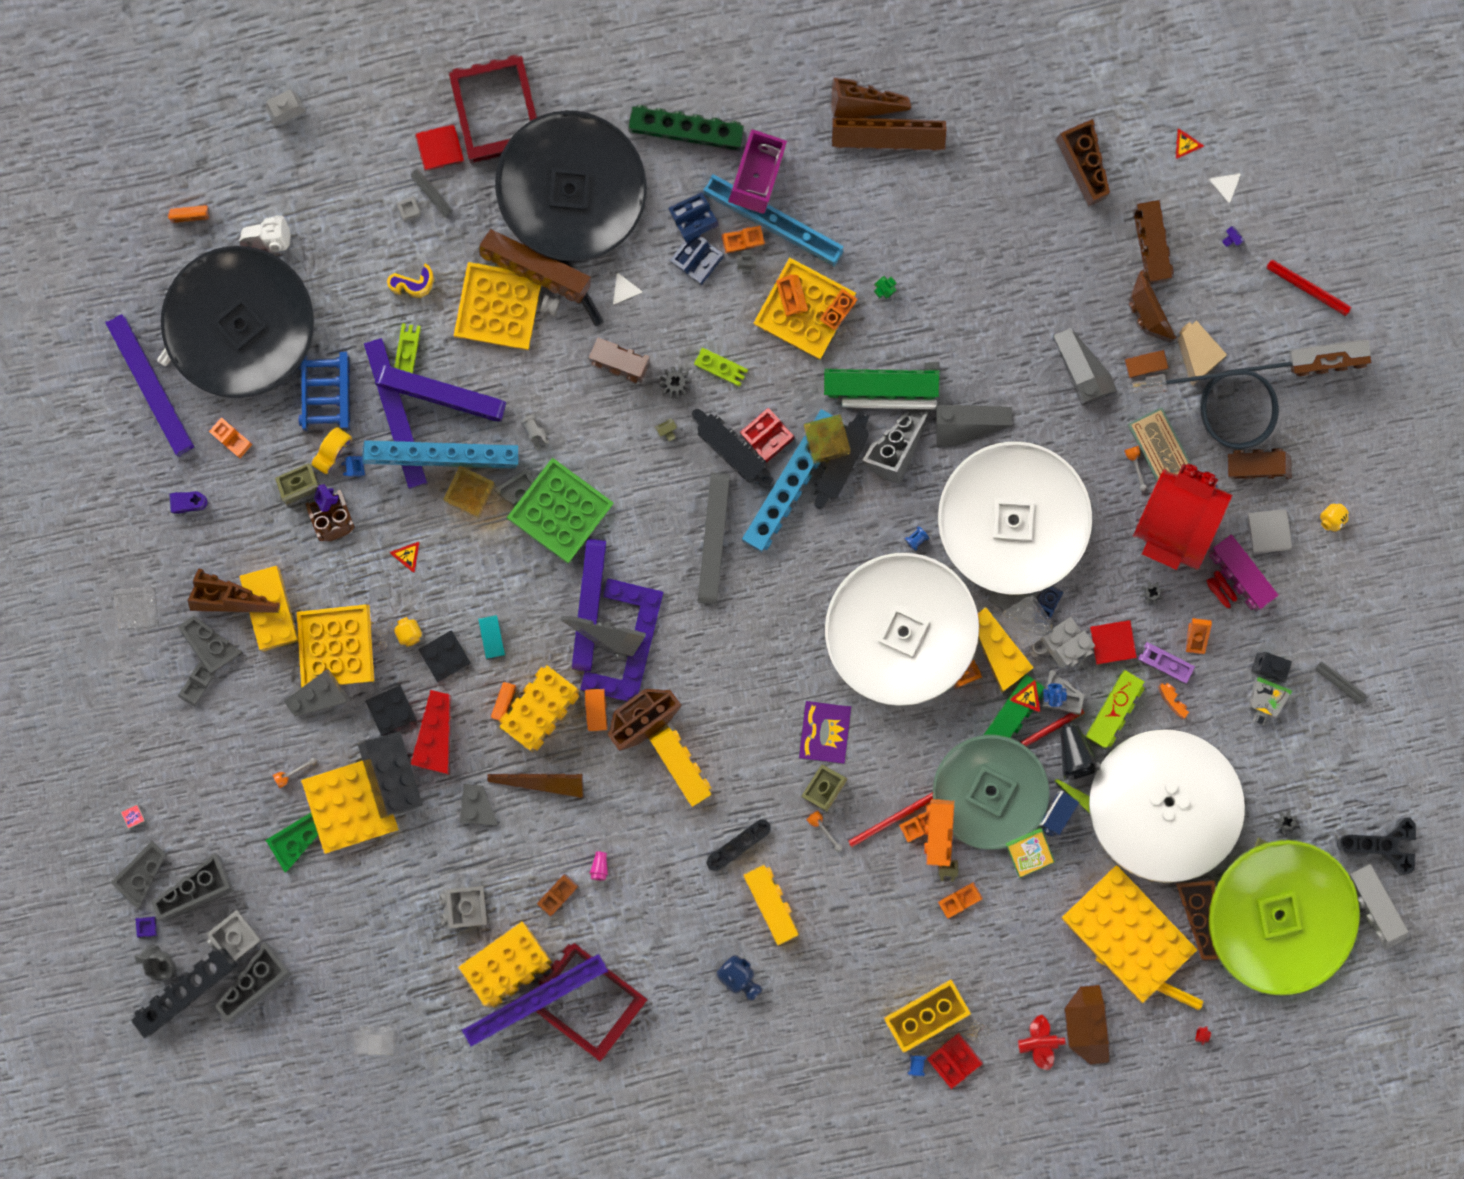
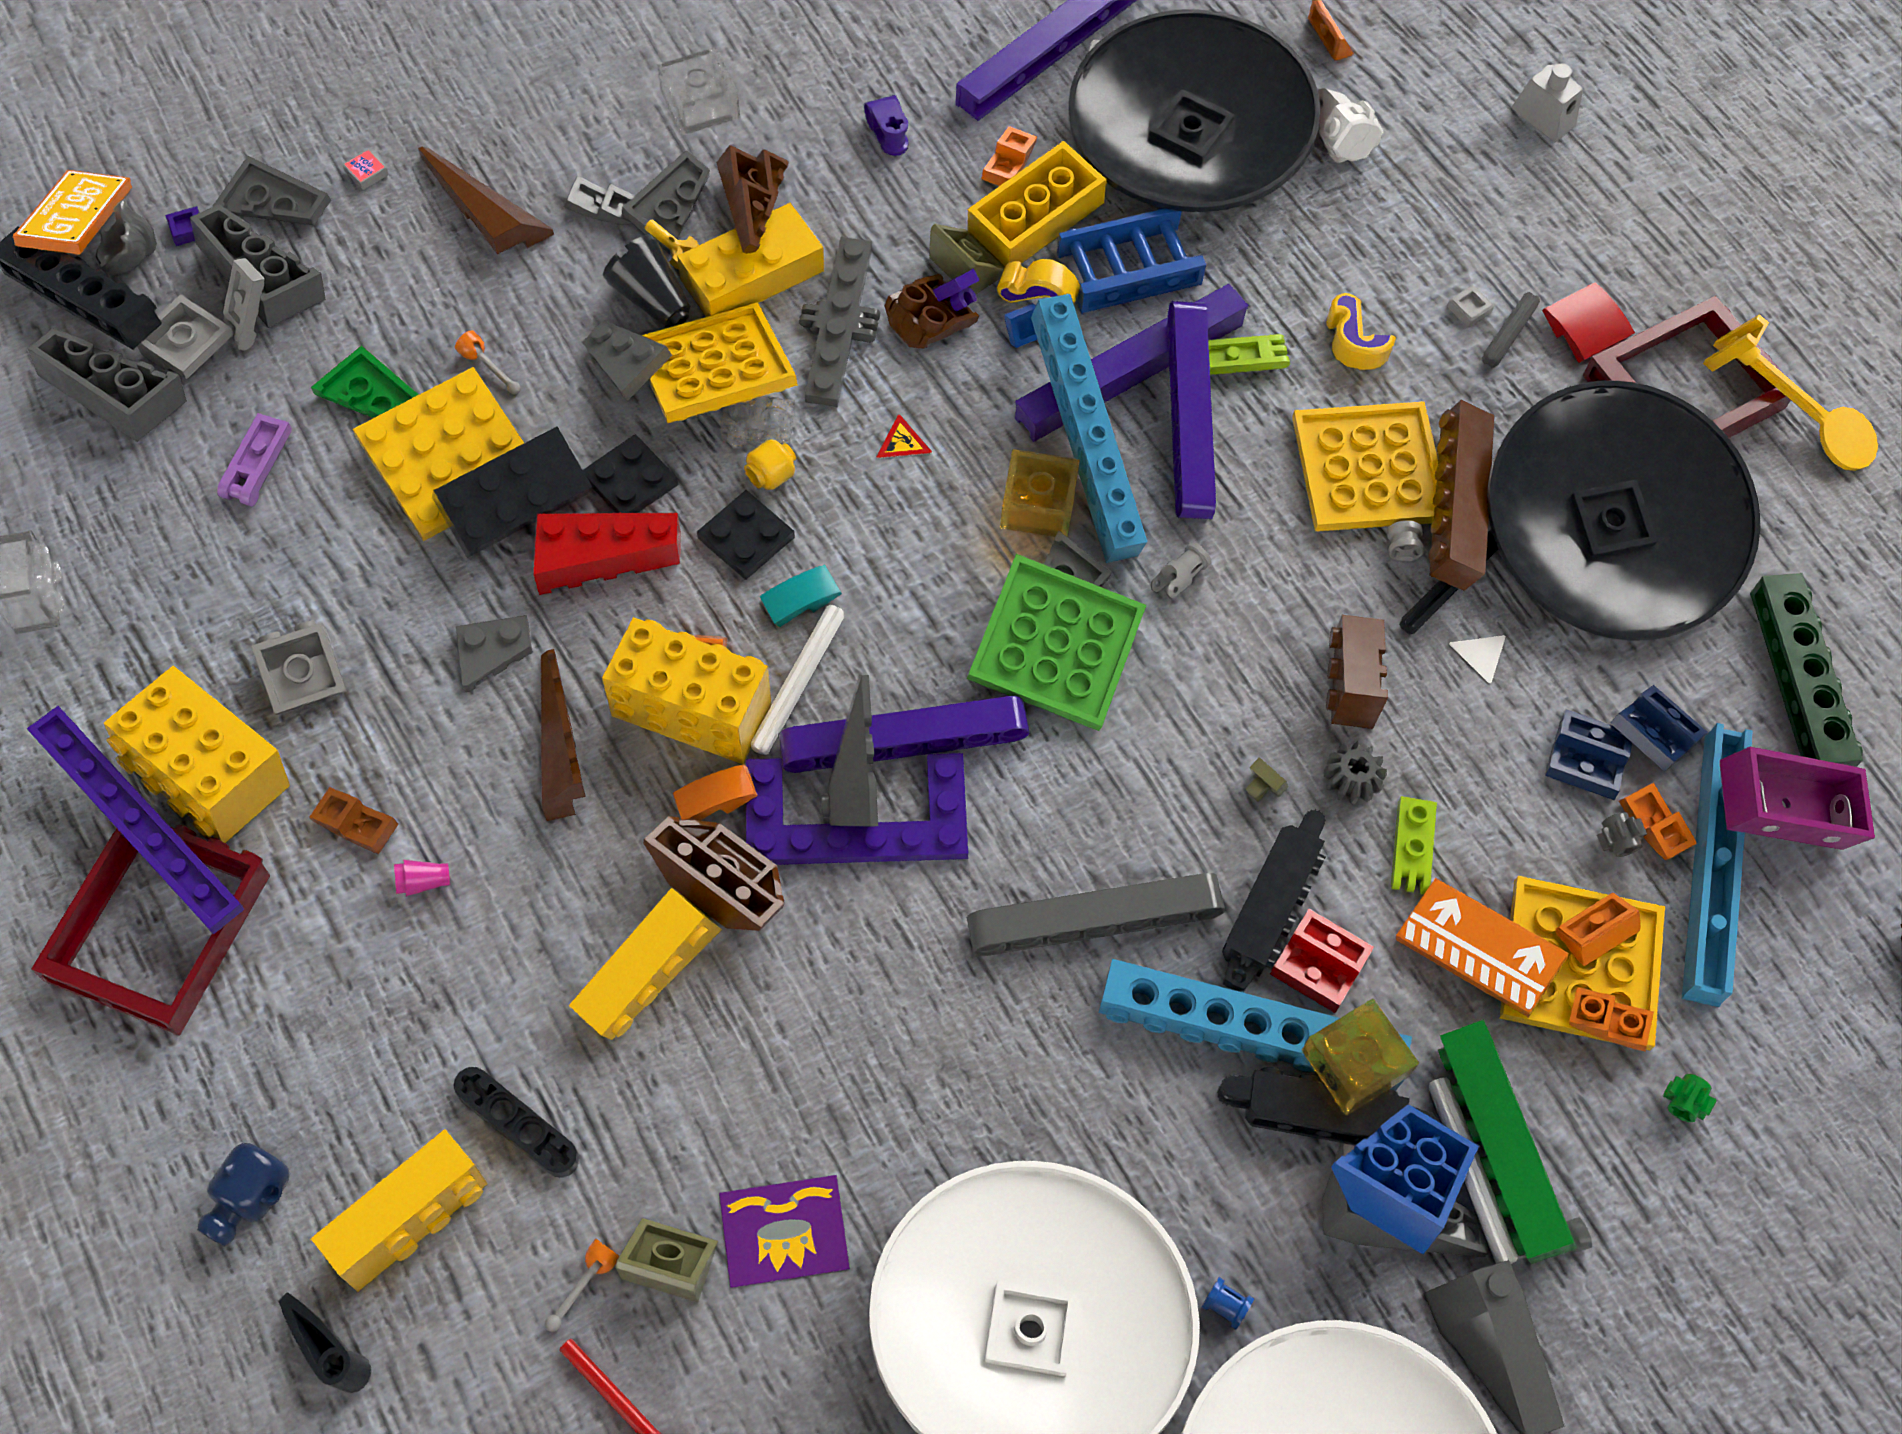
camera: 70 degrees right, 20 degrees down
(127, 987) = (72, 212): none -> tile
(191, 746) = (494, 215): none -> reddish brown wedge
(226, 898) = (243, 302): none -> light grey hinge
(243, 649) = (674, 245): none -> yellow bar
(269, 669) = (648, 281): none -> black cone
(275, 434) = (1037, 205): none -> yellow brick
(318, 568) = (839, 322): none -> dark grey hinge
(322, 911) = (254, 459): none -> medium lavender plate
(539, 650) = (797, 680): none -> white axle
(552, 38) = (1843, 432): none -> yellow piece
(784, 356) = (1482, 947): none -> orange tile
(821, 952) = (323, 1349): none -> black piece
(888, 438) = (1406, 1176): none -> blue wedge

